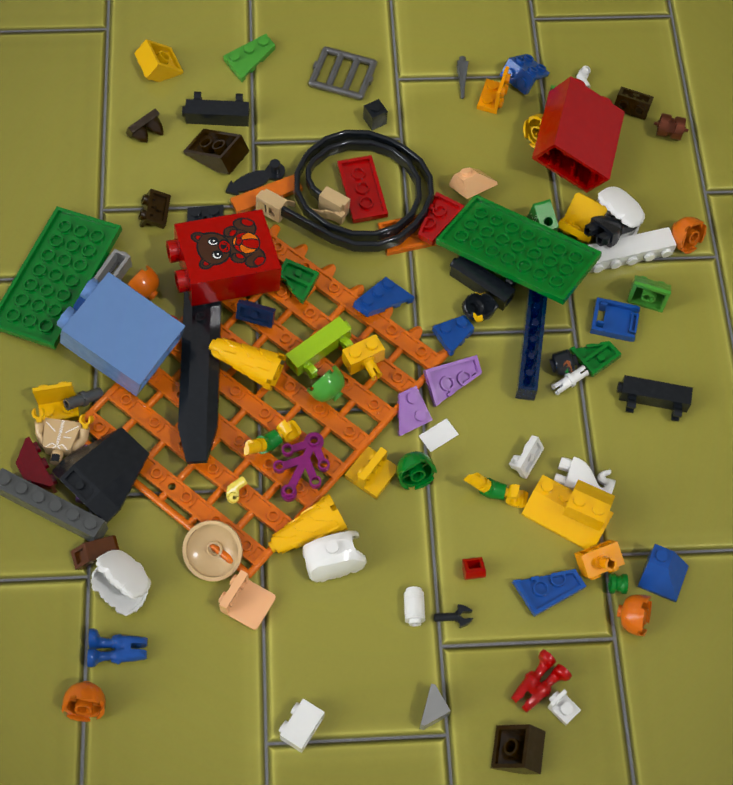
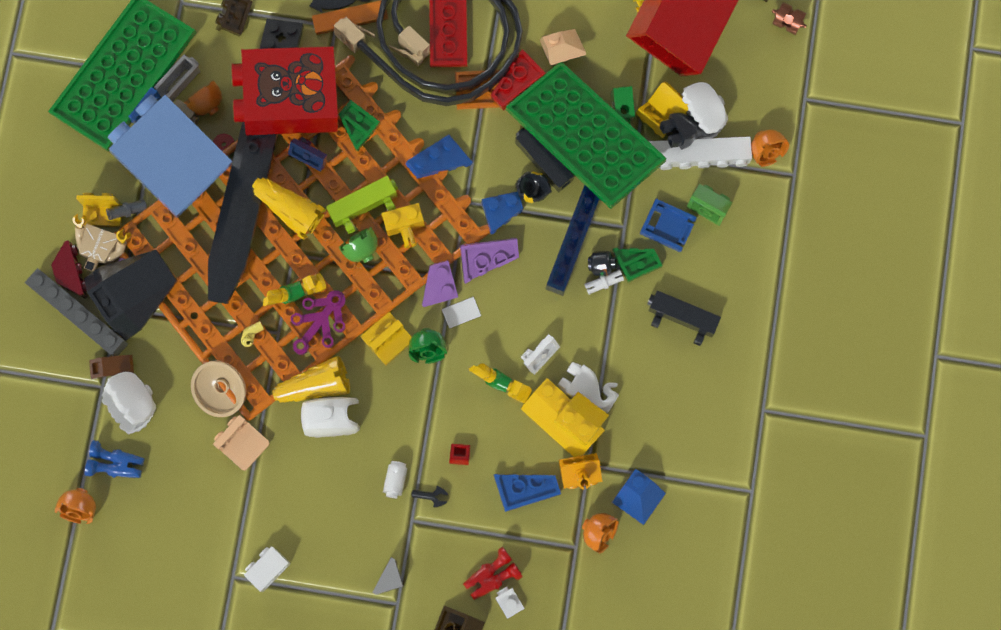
camera: 15 degrees right, 15 degrees up
(618, 583) = (592, 497): green wheel -> none

